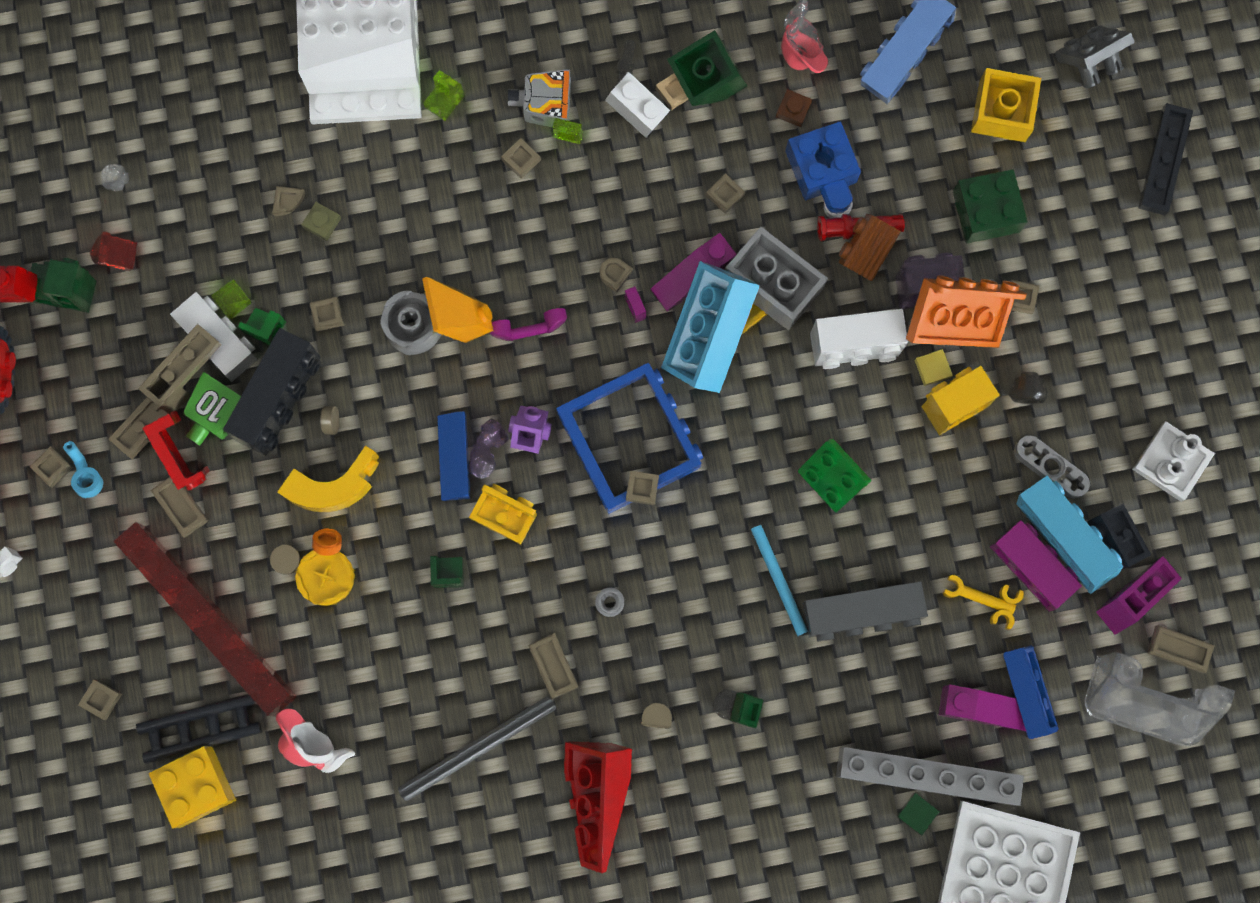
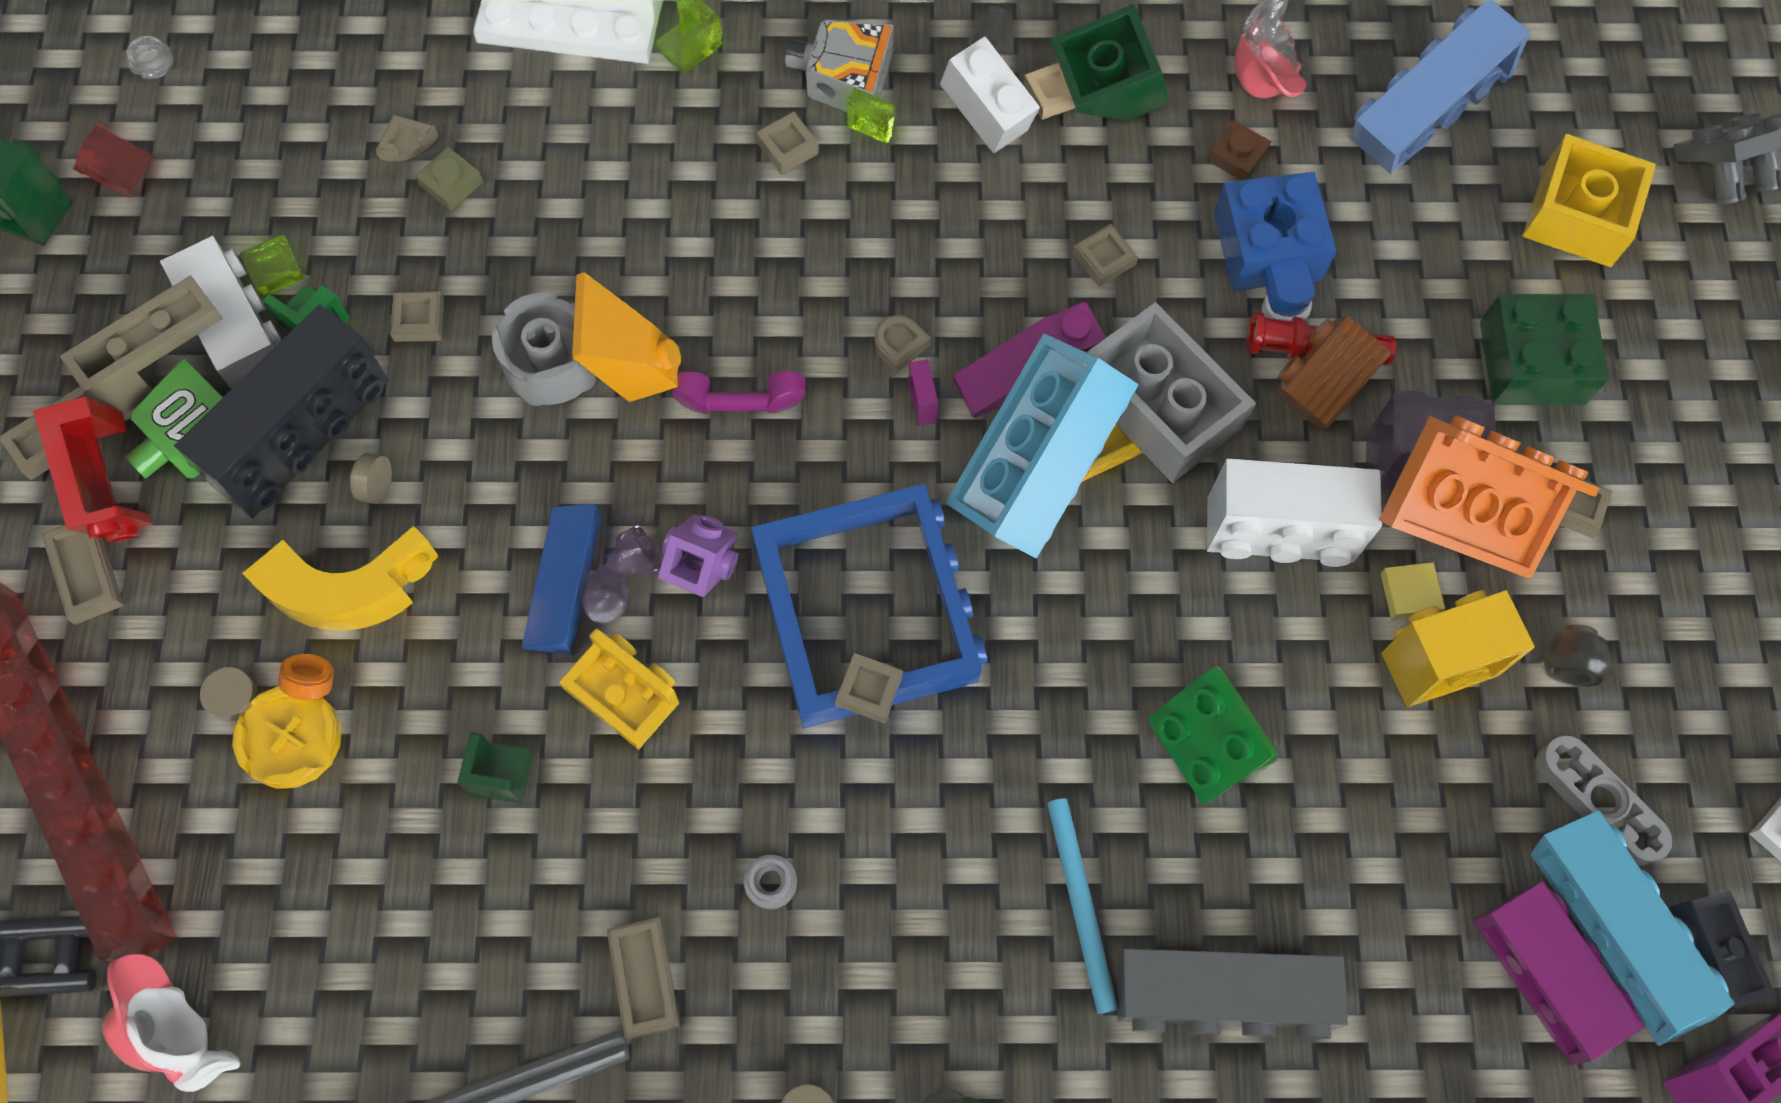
camera: 10 degrees right, 10 degrees down
(1004, 604) = (1489, 1033): yellow bar -> none

